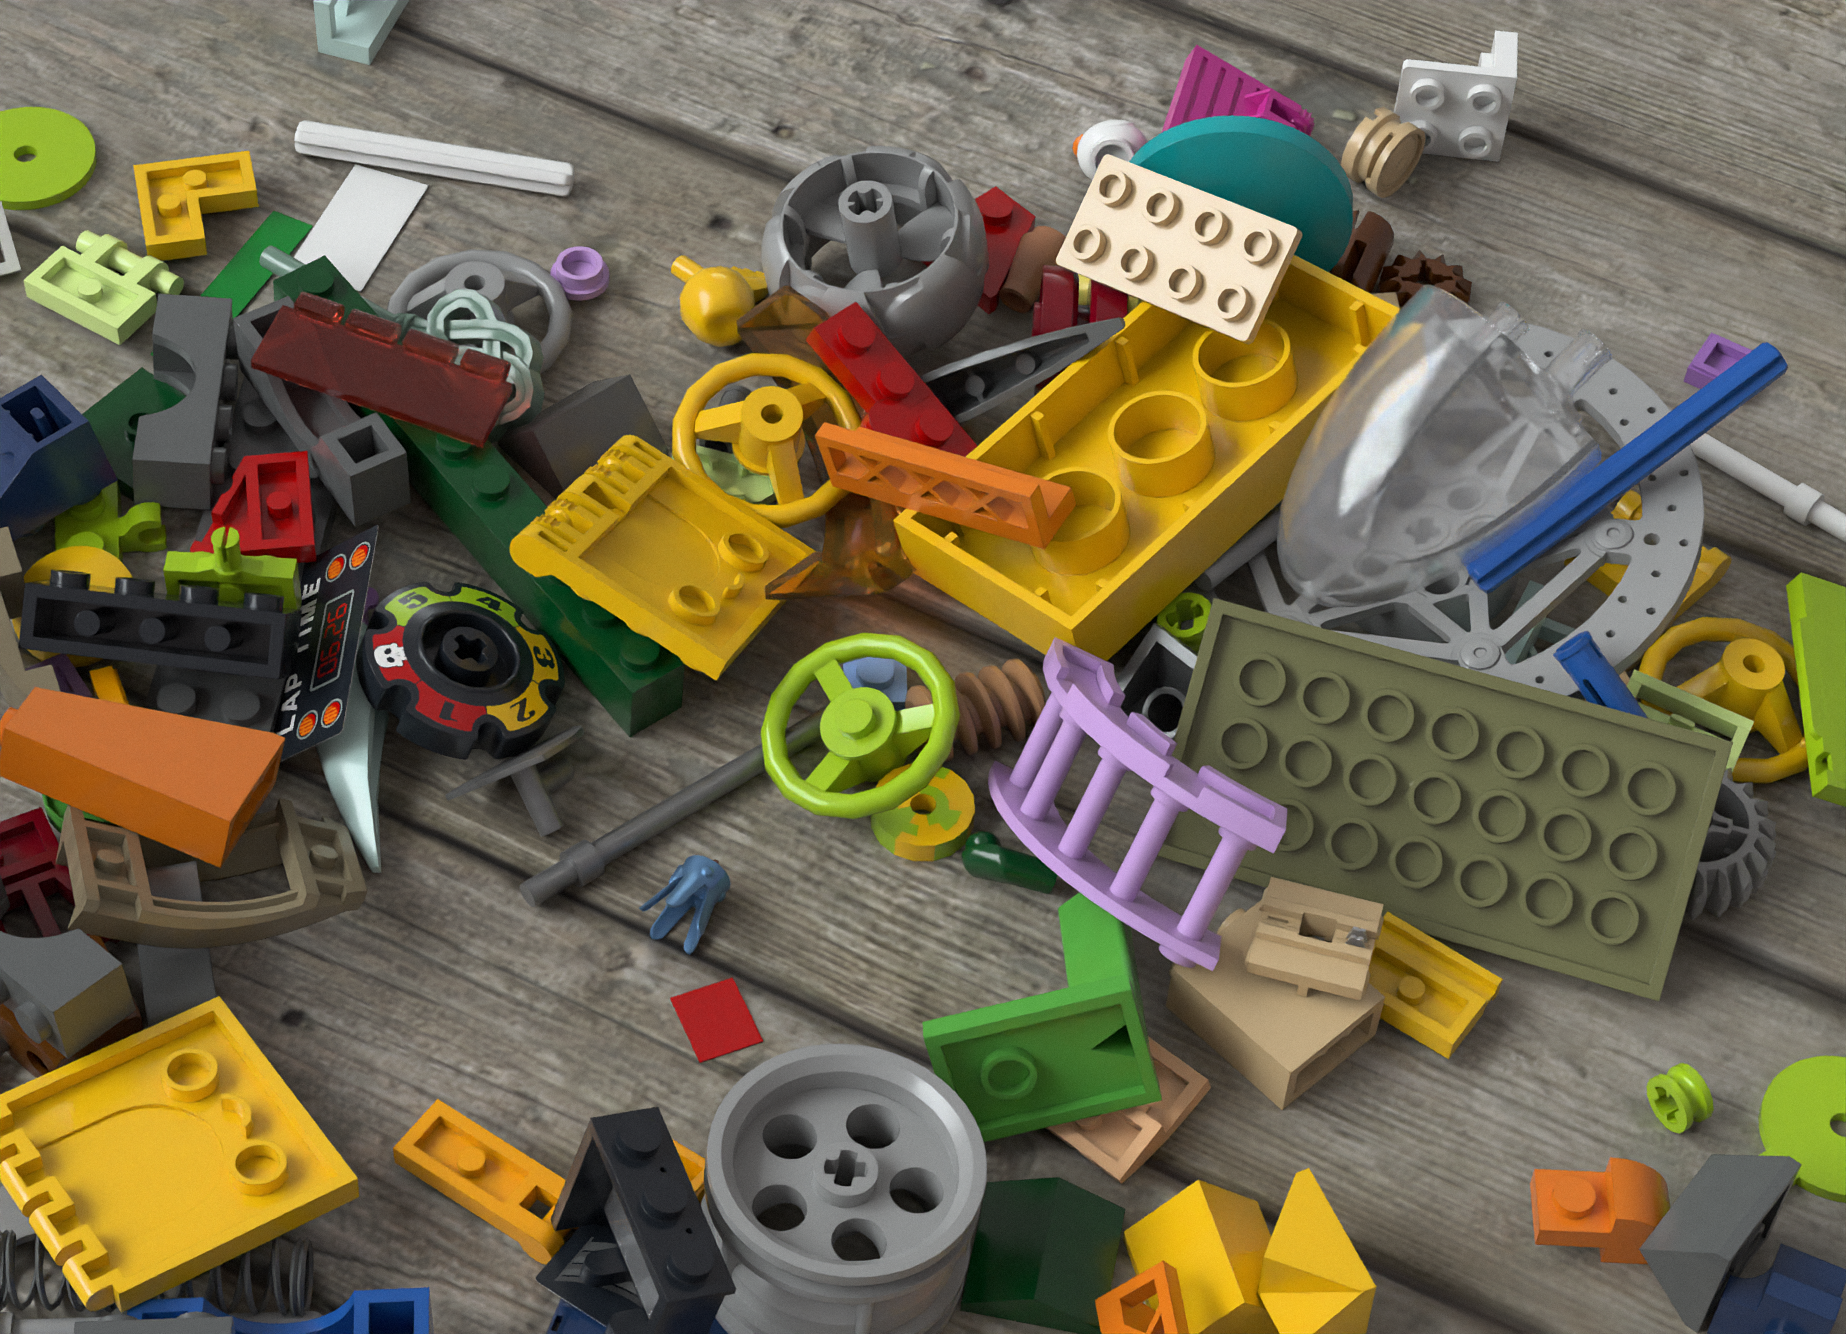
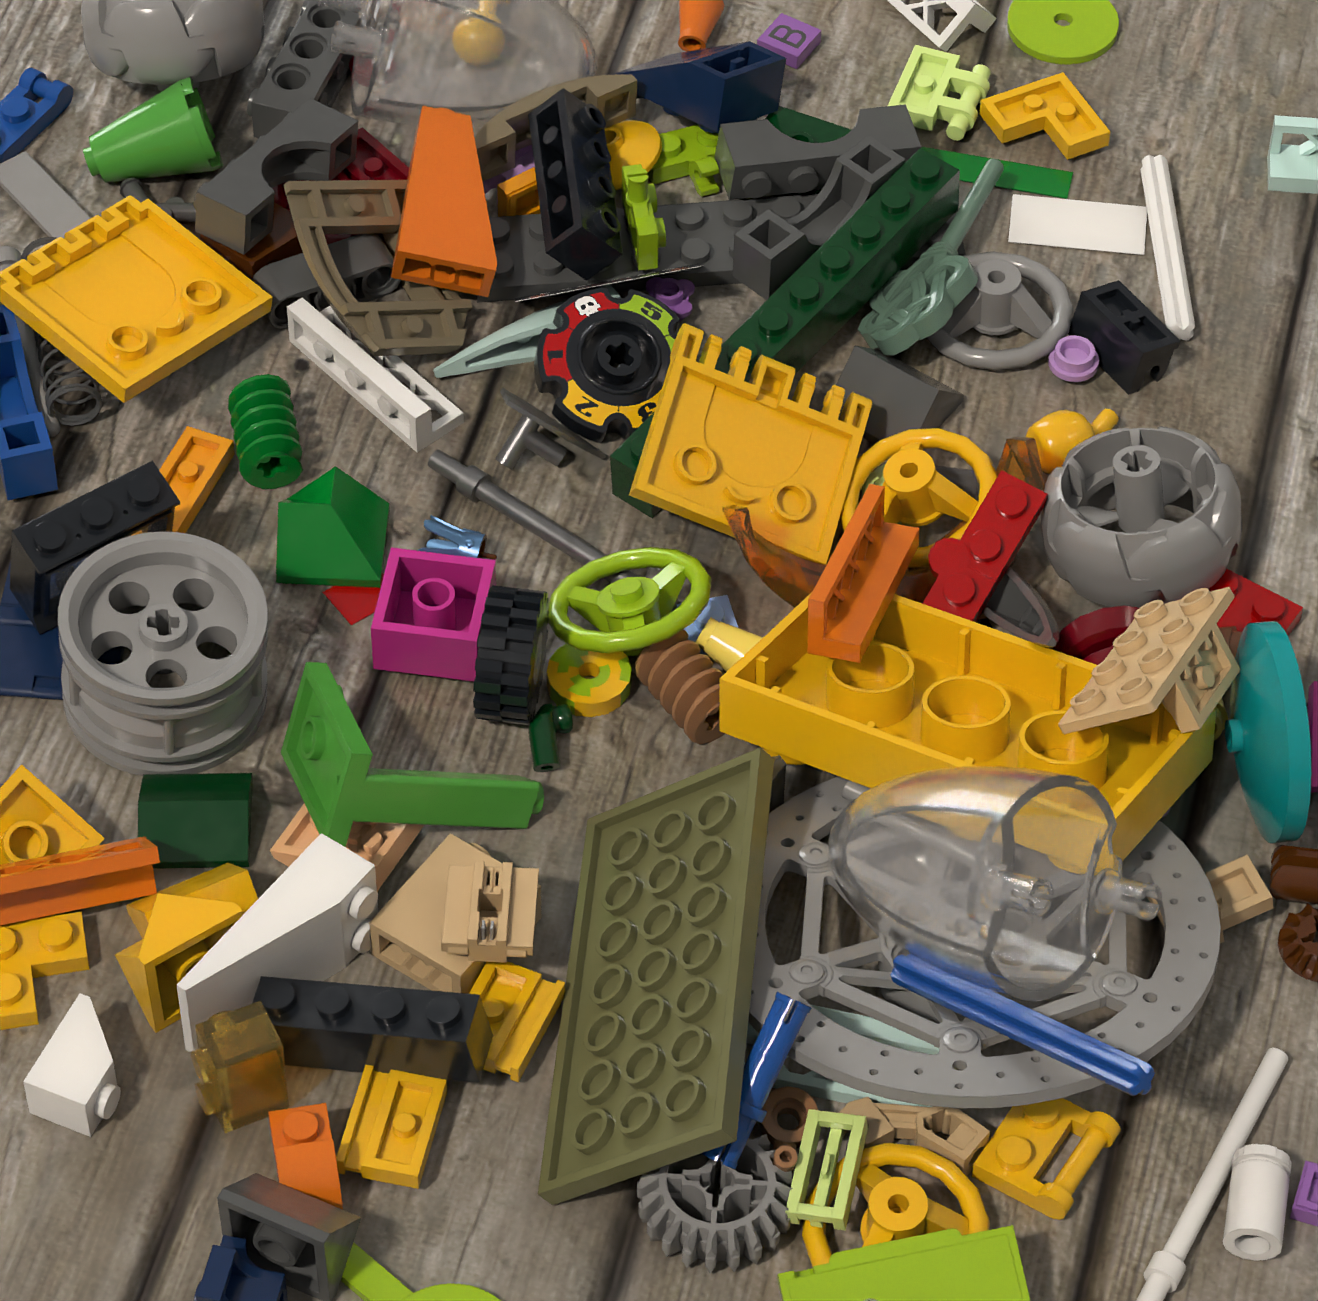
camera: 80 degrees right, 0 degrees up
(268, 508) = (708, 221): red wing -> none
(373, 371) = (849, 228): clear red windscreen -> none
(389, 926) = (369, 381): none -> white fence
(433, 1060) = (265, 431): none -> green piece
(570, 213) = (1124, 335): none -> black hinge
(621, 1032) = (332, 534): none -> green slope
(814, 927) = (430, 613): none -> dark pink brick
(924, 849) = (511, 655): none -> black wheel
(955, 644) = (725, 642): none -> light yellow cone
(1089, 702) = (528, 755): lavender fence -> none
(1186, 607) = (803, 790): lime bush -> none
(1272, 1115) = (298, 929): none -> white slope
(1443, 1103) = (378, 1026): none -> black brick
(1484, 1240) = (240, 1067): none -> clear yellow brick
(1551, 1118) = (392, 1126): none -> yellow plate
(1680, 1098) = (436, 1212): lime bush -> none
(1758, 422) = (1257, 1202): none -> white piece

